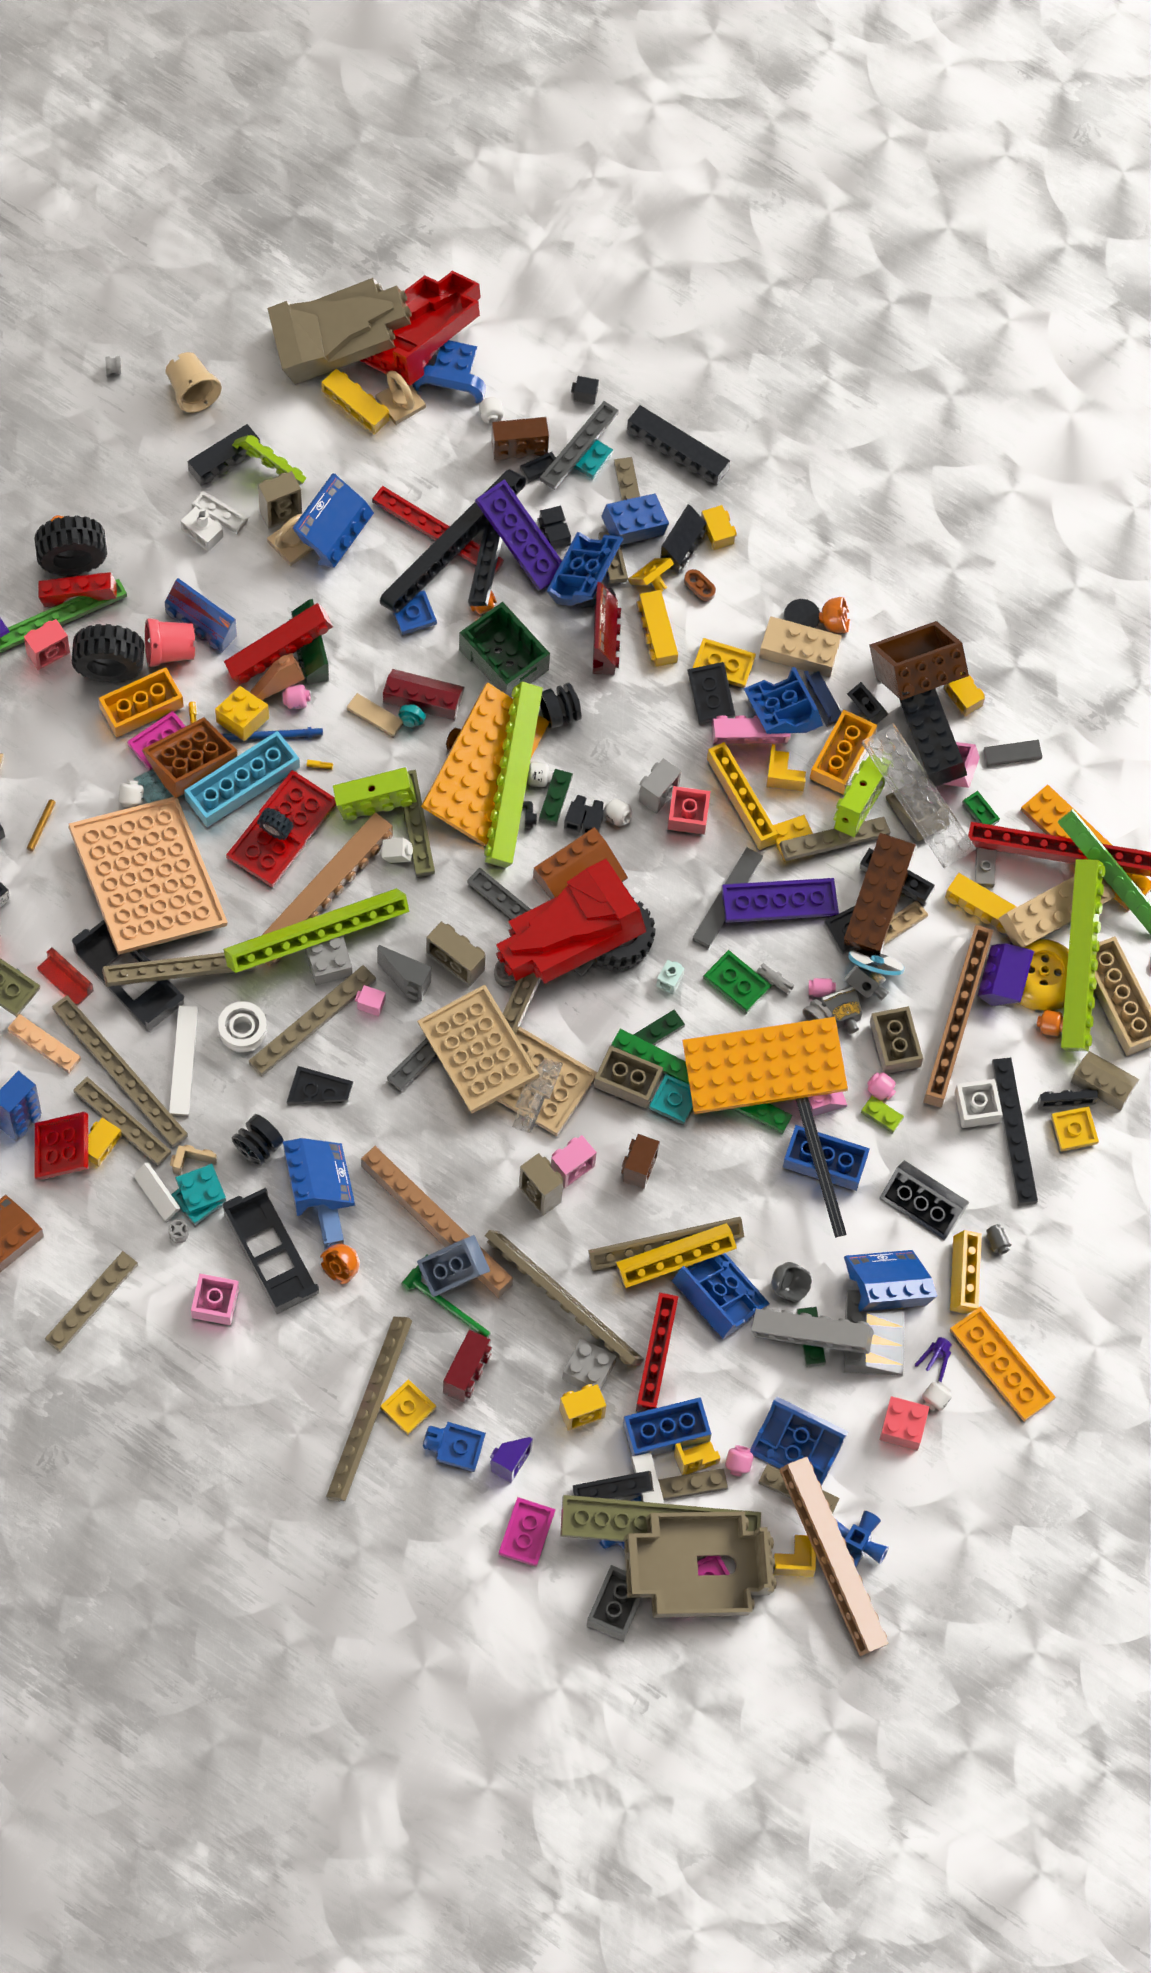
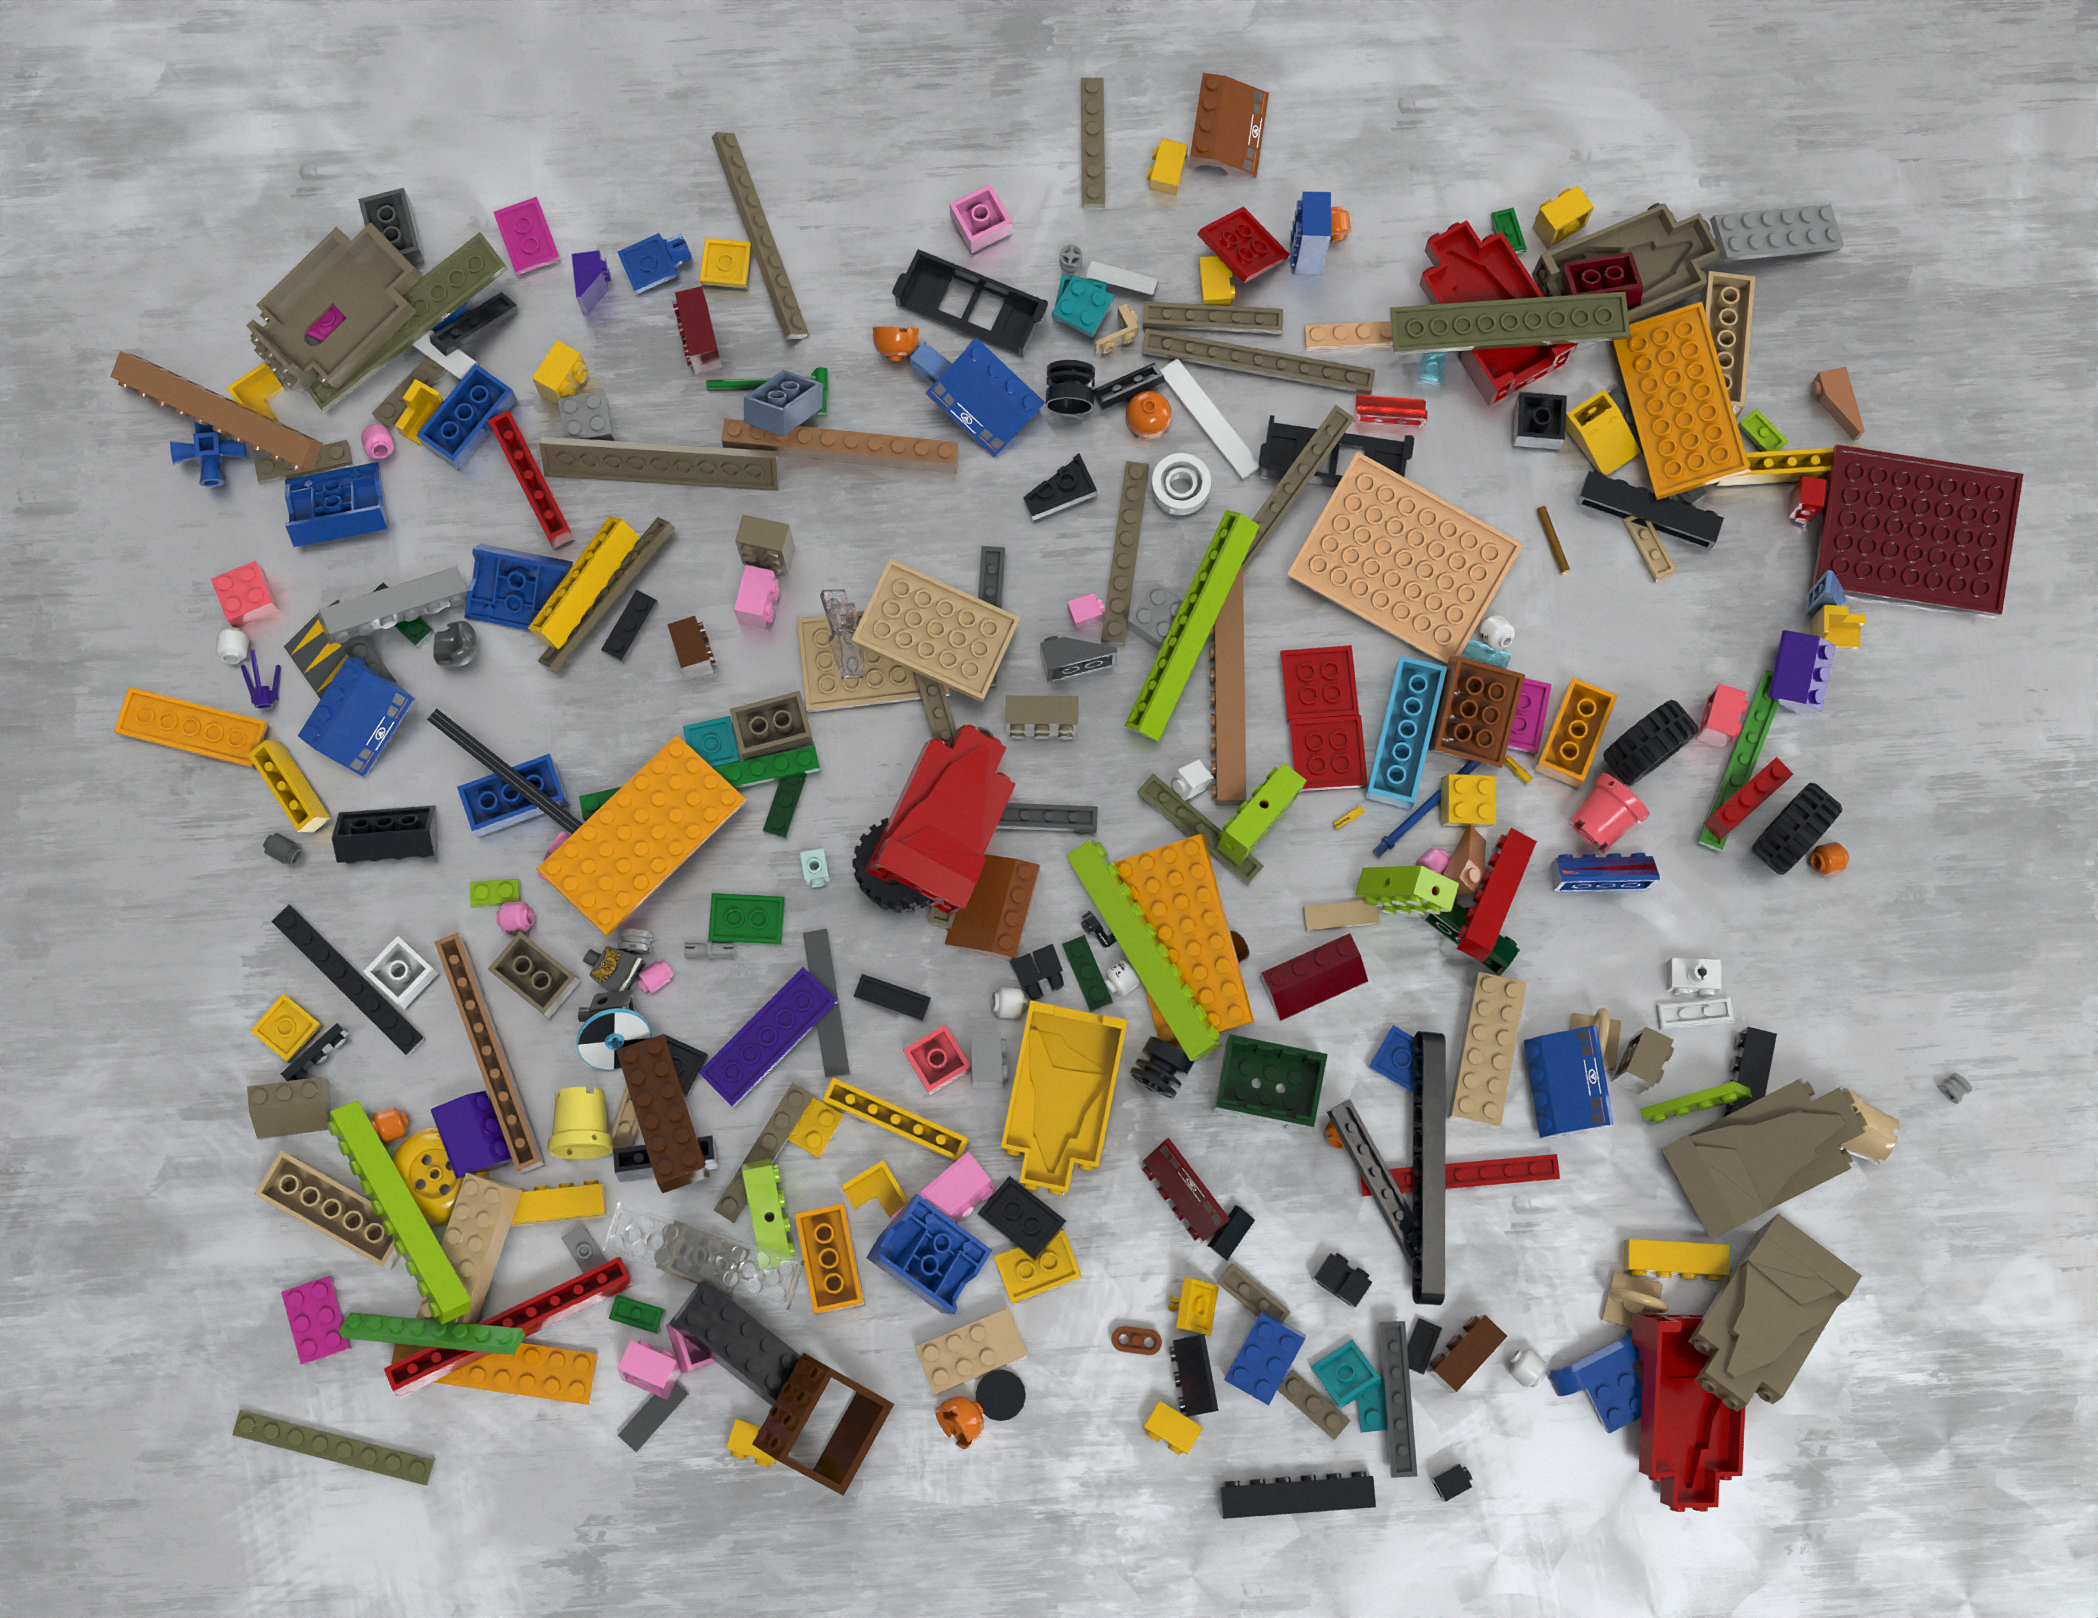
camera: 145 degrees right, 10 degrees up
(59, 1241) = (1168, 166): none -> yellow brick
(216, 1118) = (1128, 386): none -> black plate
(220, 1092) = (1148, 414): none -> orange cylinder
(256, 401) = (1765, 1154): none -> dark tan panel
(275, 823) = (1328, 702): black wheel -> none
(331, 680) = (1406, 890): none -> lime brick
(361, 577) = (1487, 1050): none -> tan brick
(411, 715) = (1301, 937): teal plate -> none
(520, 534) = (1365, 1231): dark purple plate -> none
(582, 569) = (1267, 1246): blue piece -> none
(596, 480) = (1346, 1374): none -> teal plate
(627, 737) = (1062, 1093): none -> yellow panel
(658, 628) = (1137, 1249): yellow brick -> none
(667, 1215) = (629, 626): none -> black plate
(685, 869) = (892, 997): none -> black plate
(822, 697) = (903, 1312): dark blue panel -> none
(867, 703) = (846, 1338): black brick -> none
(935, 929) = (580, 1125): none -> light yellow piece
(997, 768) = (649, 1369): none -> bright pink brick

